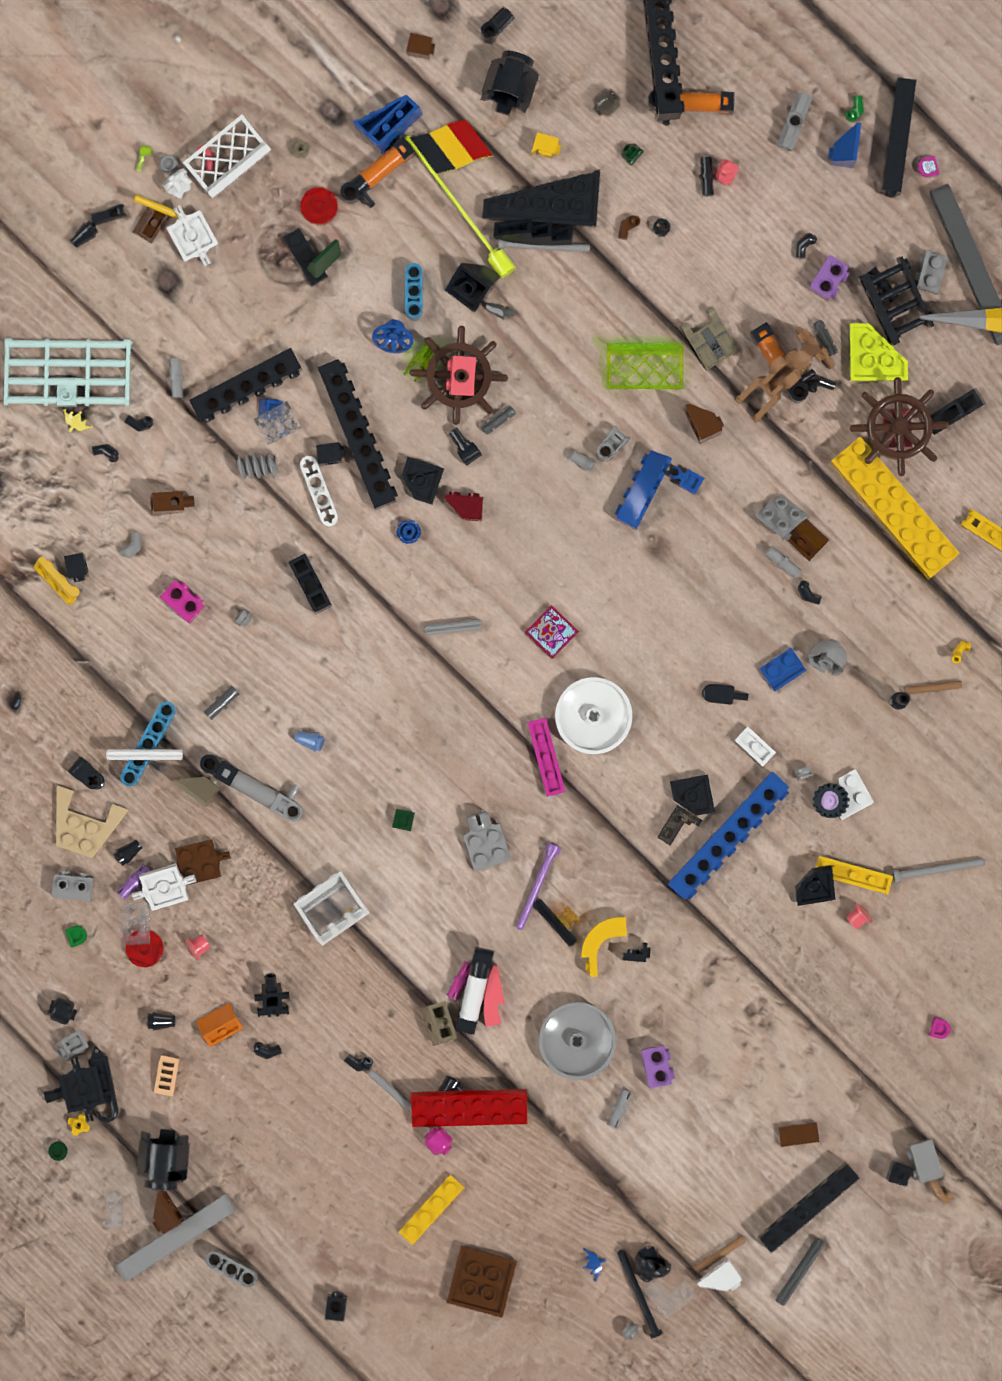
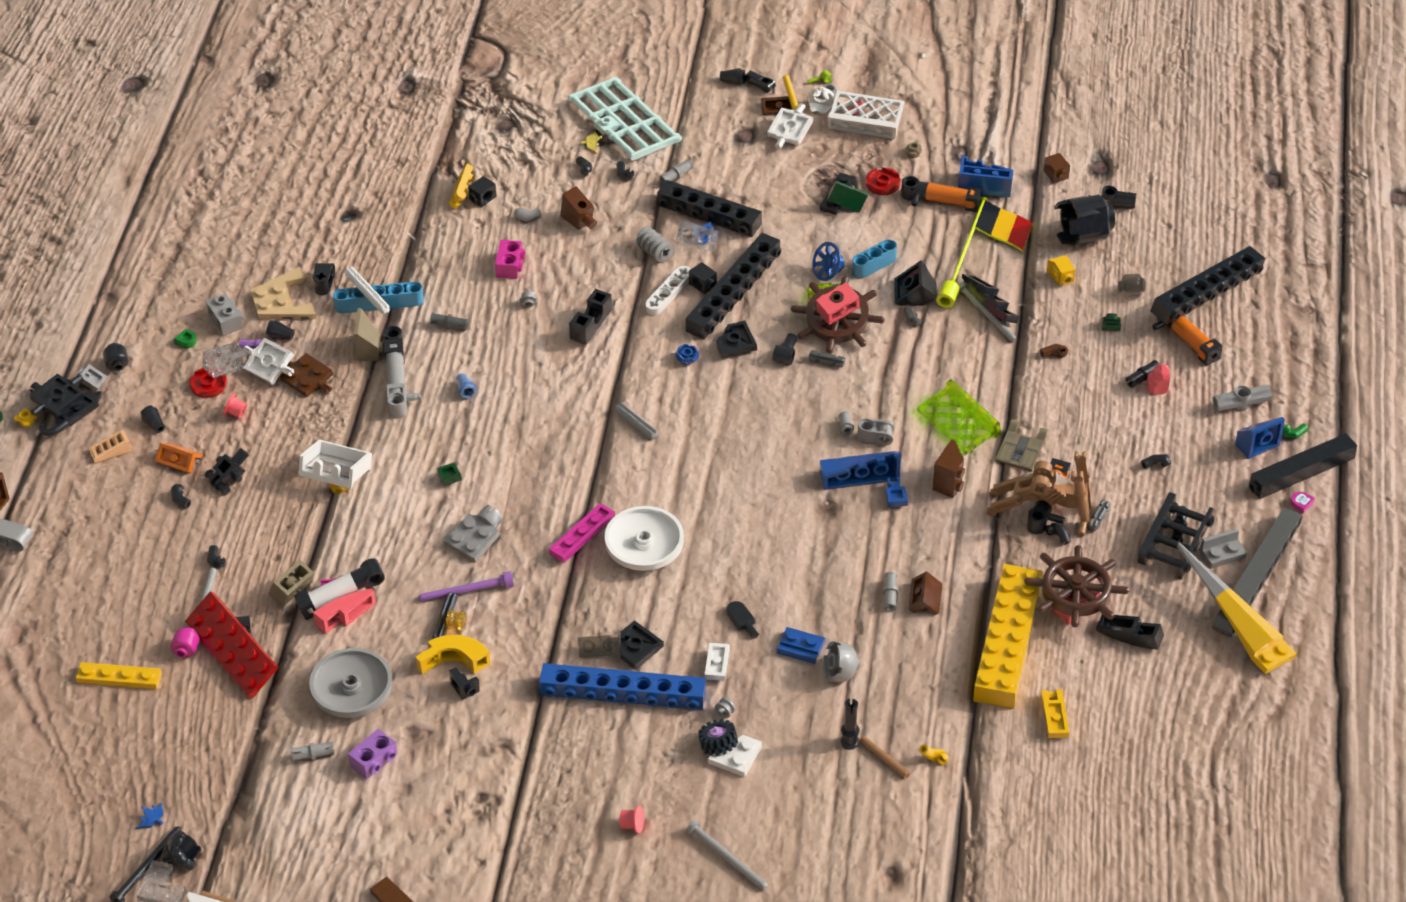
camera: 50 degrees right, 40 degrees down
(163, 1159) = (31, 471): black piece -> none
(467, 507) = (741, 375): dark red slope -> none
(481, 1281) = (76, 743): reddish brown plate -> none
(551, 632) = (689, 481): tile -> none
(560, 202) = (1031, 303): black wing -> none
(630, 1331) = (105, 876): light grey plate -> none
(661, 221) = (1075, 375): black bush -> none
(781, 516) = (922, 562): light grey hinge -> none
(806, 594) = (878, 624): black arm -> none
(816, 886) = (632, 770): black plate -> none
(826, 276) = (1147, 487): medium lavender brick -> none
(857, 875) = (666, 795): yellow plate -> none
(873, 356) = (1117, 544): neon yellow plate -> none

